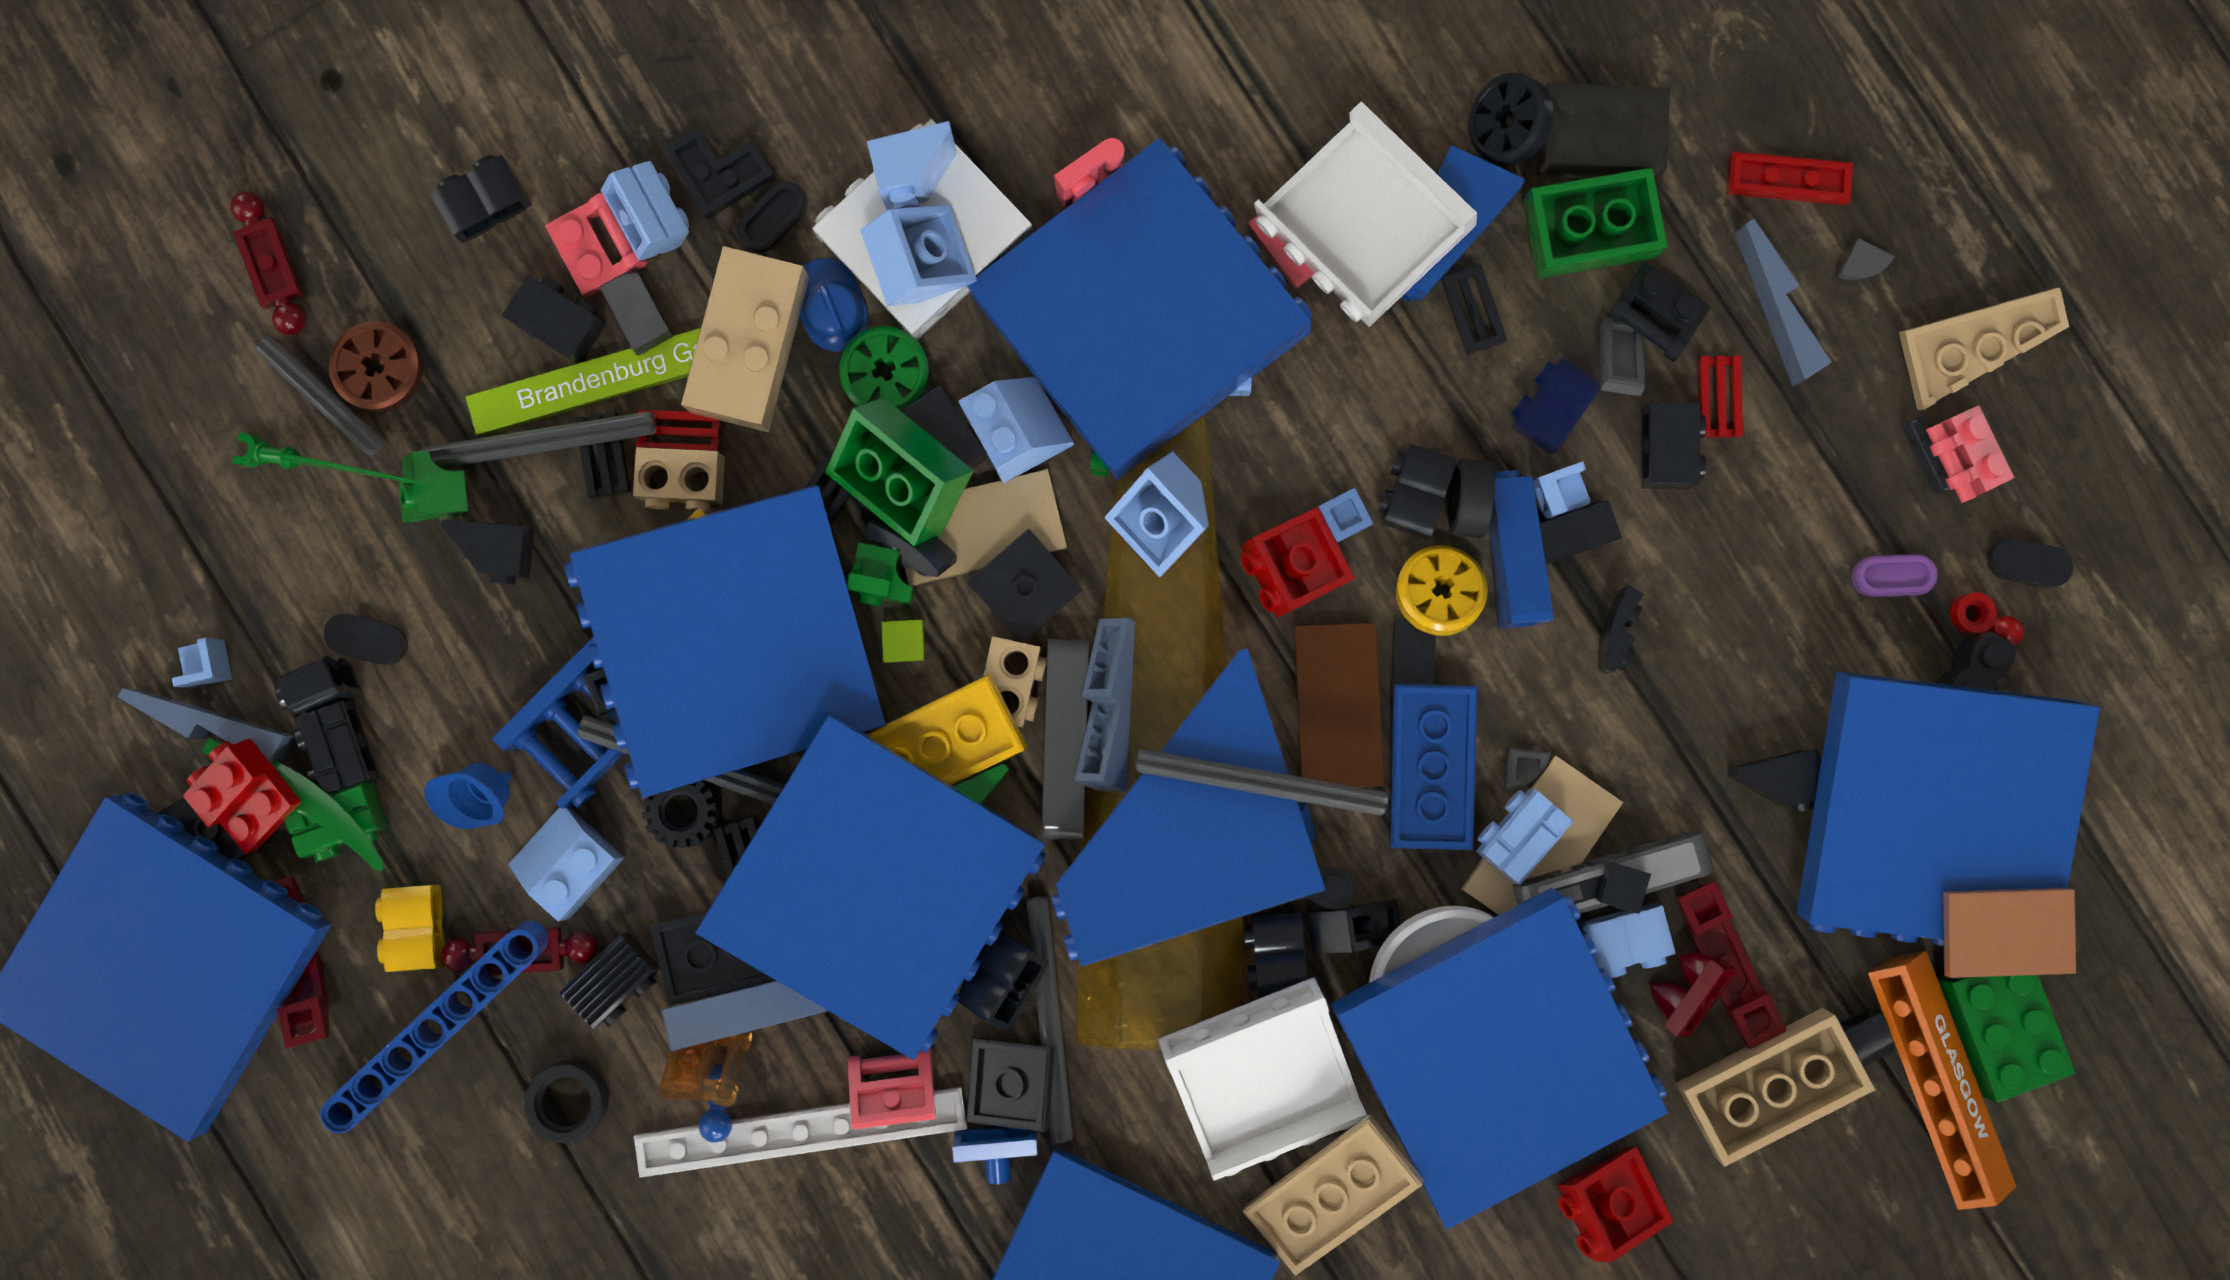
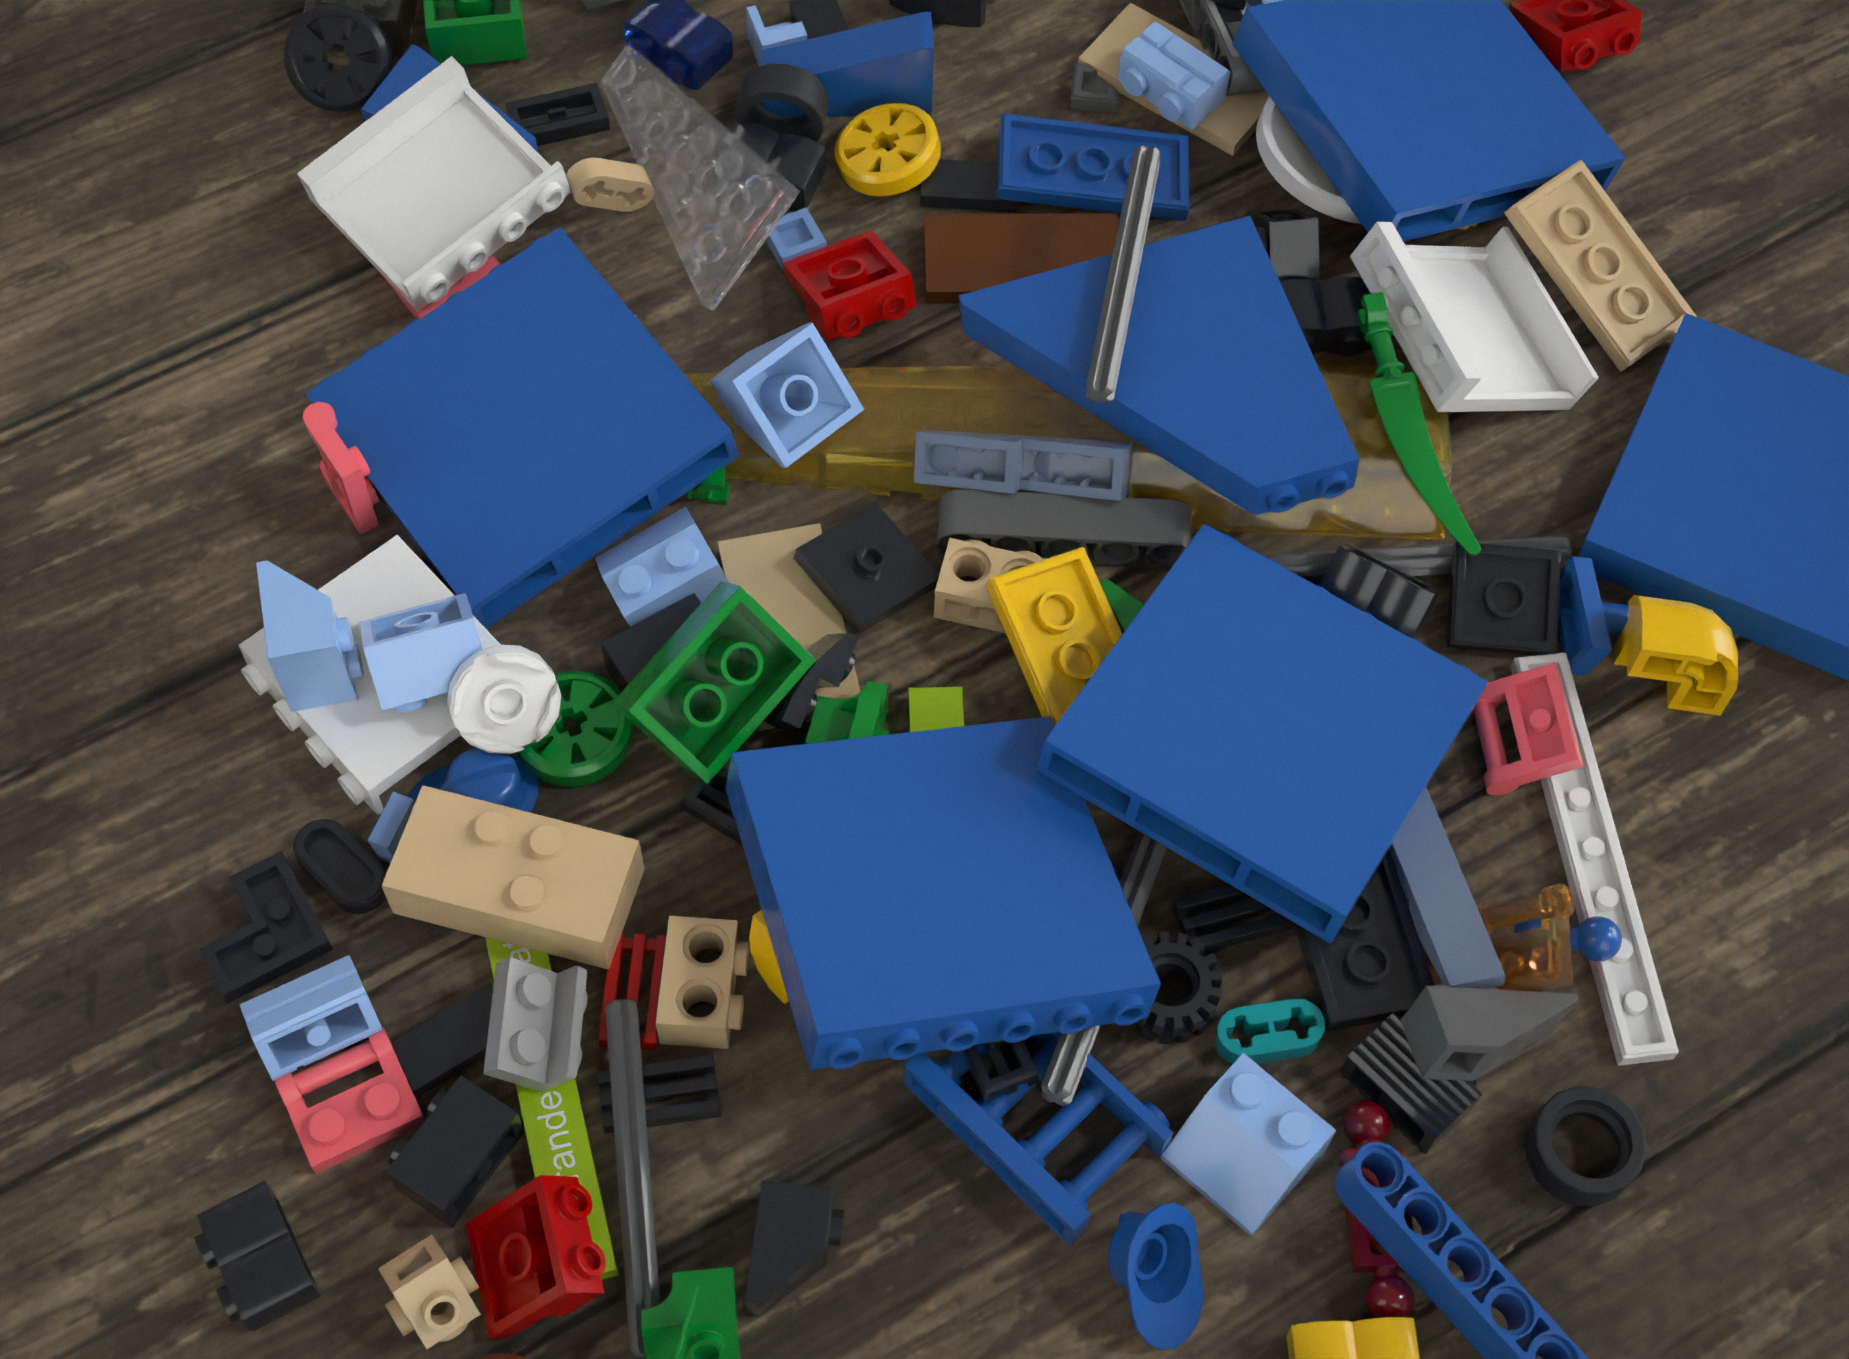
camera: 90 degrees left, 25 degrees down
(451, 312) = (430, 1293): none -> tan brick
(475, 380) = (535, 1255): none -> red plate
(630, 1029) = (1474, 1030): none -> dark grey slope
(634, 364) = (535, 1024): none -> light grey bracket
(643, 885) = (1267, 1019): none -> teal beam
(793, 251) = (390, 826): none -> medium blue plate
(876, 317) = (504, 698): none -> white tile
(956, 1213) = (1680, 646): none -> yellow brick
(1144, 1011) = (1405, 425): none -> green sword
(1385, 359) = (610, 184): none -> tan beam
(1387, 440) = (705, 180): none -> clear wing

